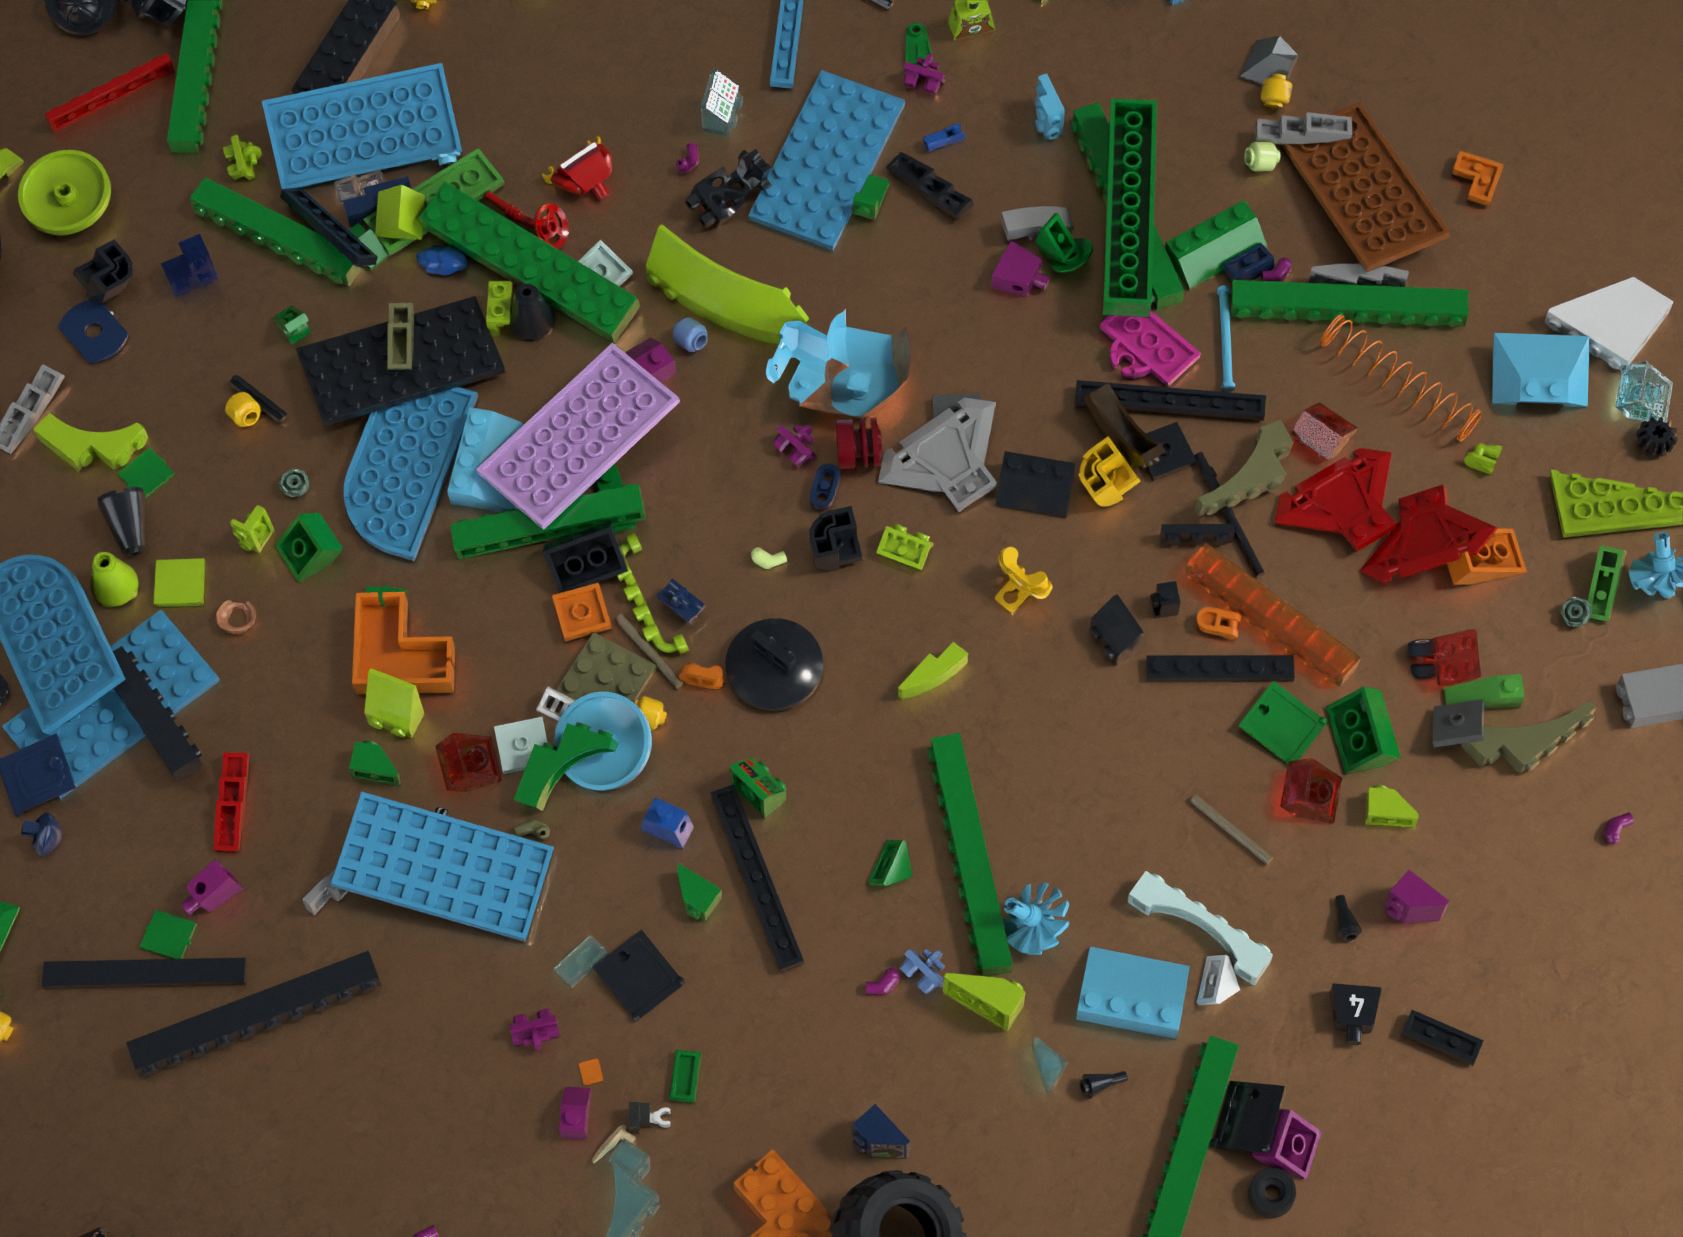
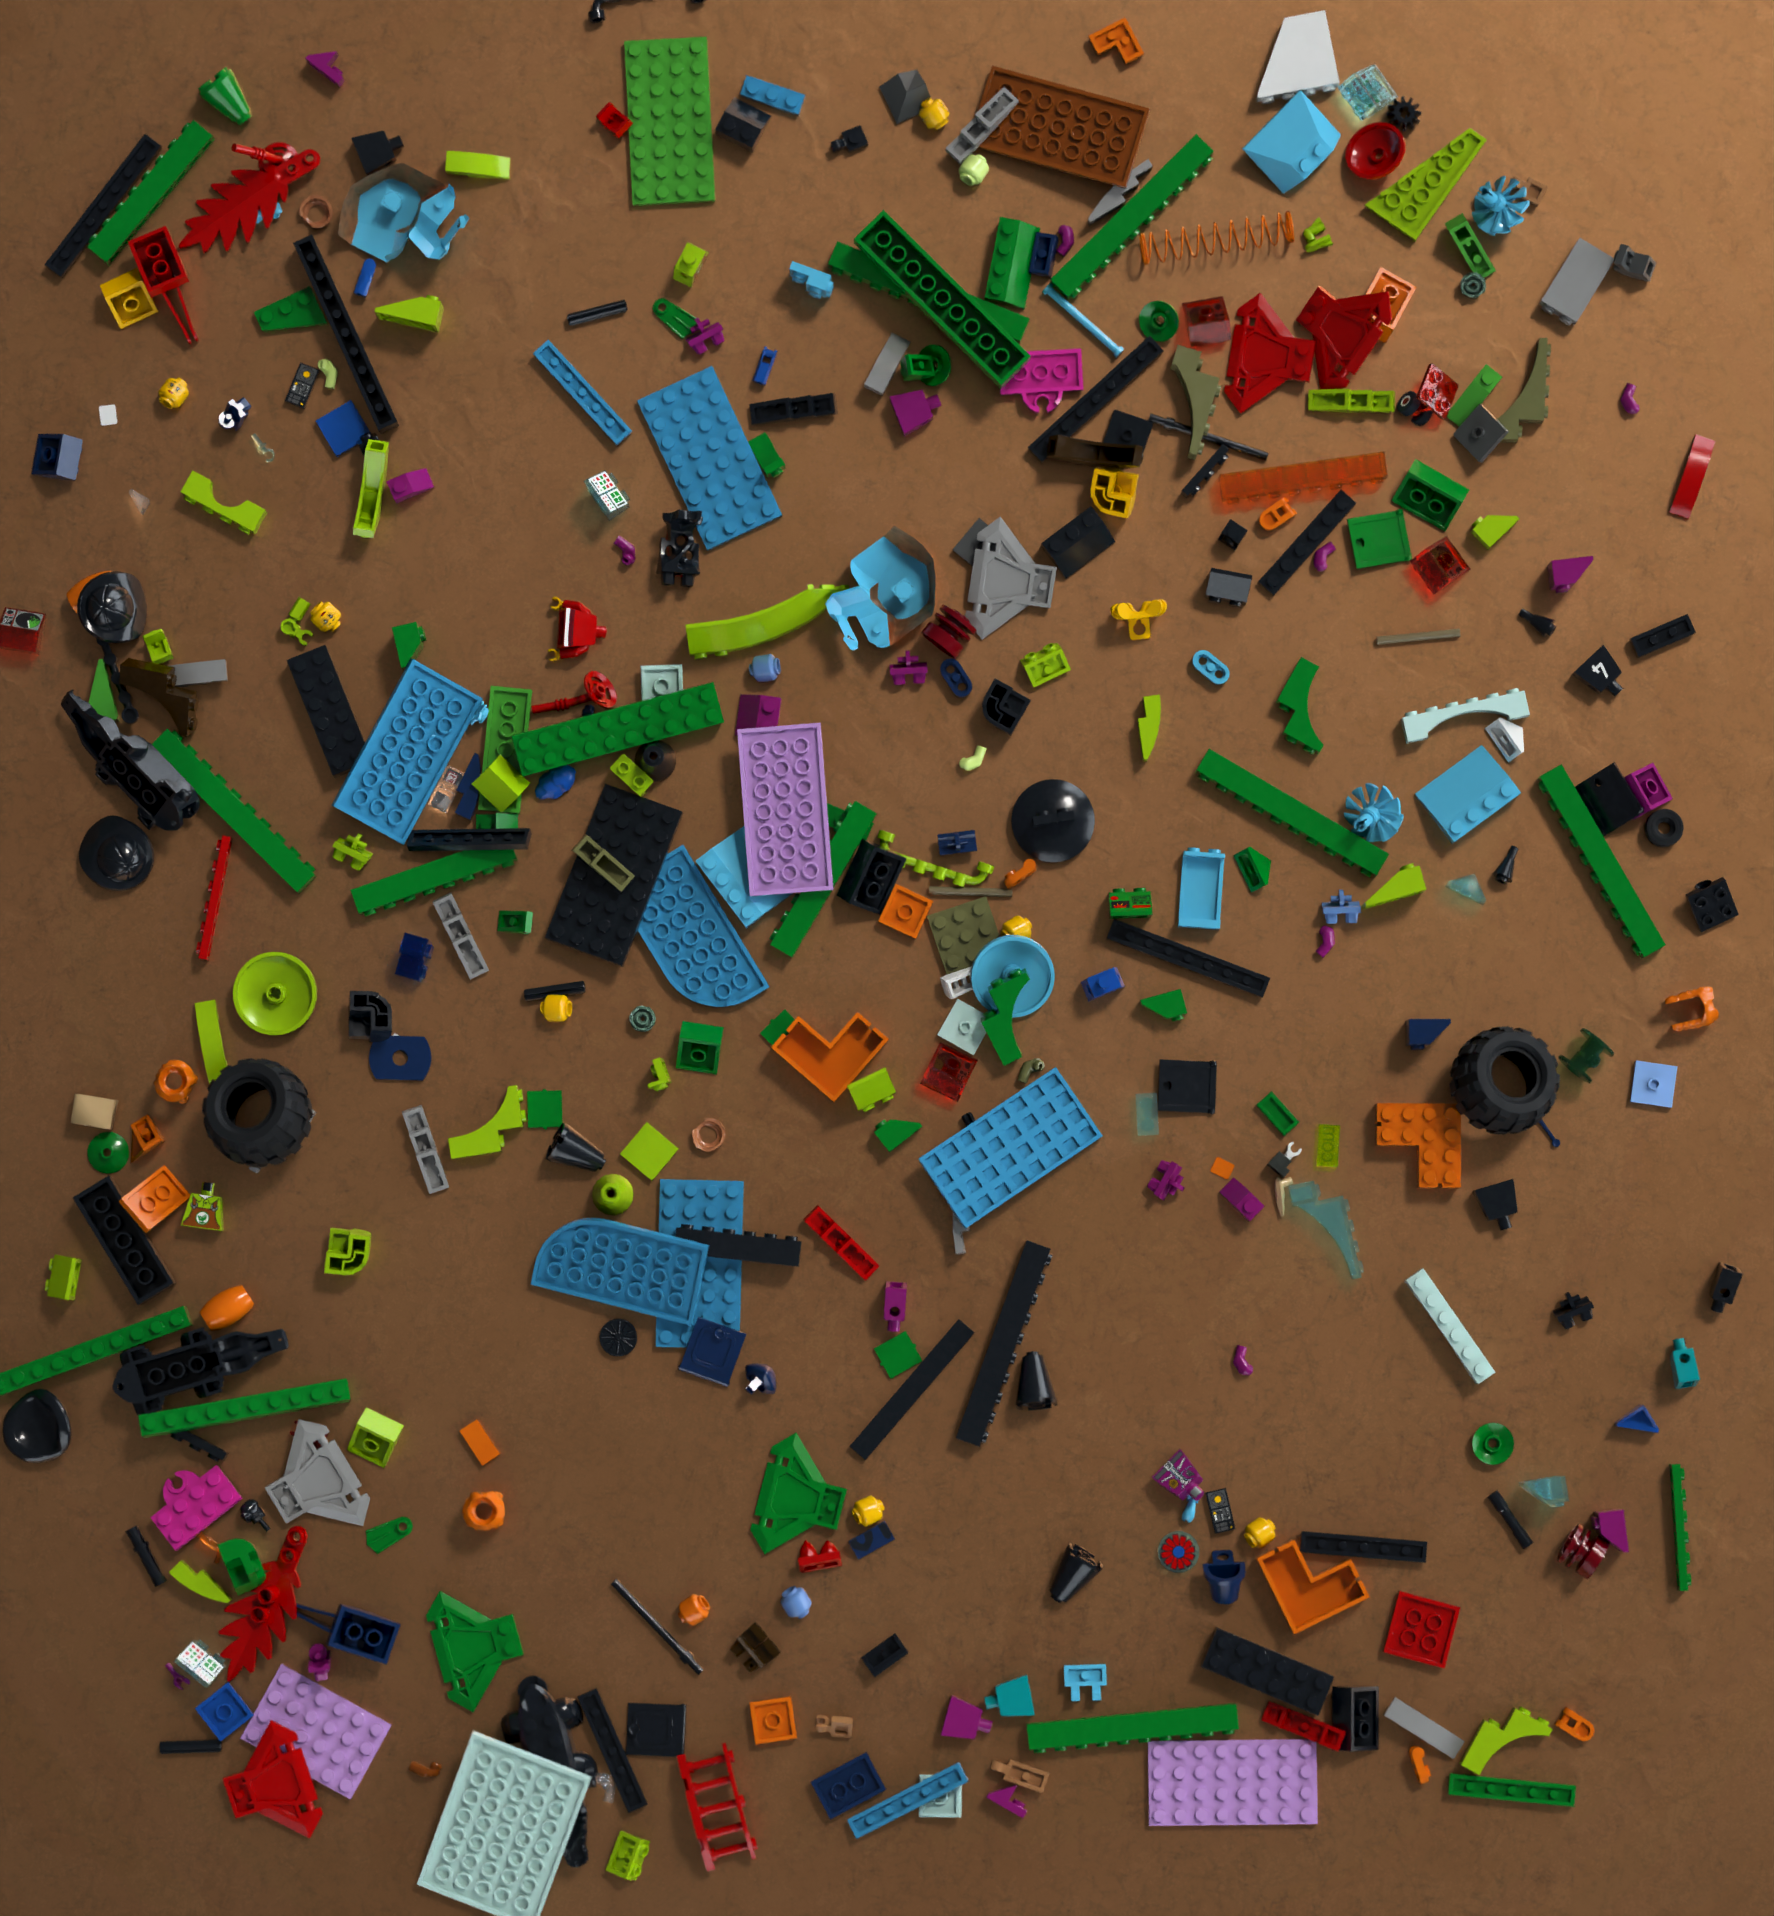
camera: 50 degrees left, 20 degrees up
(237, 1071) = (1035, 1384): none -> black cone
(242, 292) = (460, 935): none -> light grey slope
(458, 57) = (408, 642): none -> green slope
(696, 1147) = (1328, 1145): none -> clear neon green tile
(829, 837) = (1201, 889): none -> medium azure panel
(1033, 681) = (1211, 666): none -> medium azure plate
(1072, 771) = (1295, 699): none -> green arch
(1192, 55) = (852, 140): none -> black plate
(1221, 687) = (1321, 555): none -> magenta arm
(1280, 387) = (1150, 322): none -> green dish
(1376, 600) = (1351, 401): none -> lime slope
(1603, 437) = (1371, 143): none -> red dish
(1605, 939) = (1692, 476): none -> red slope

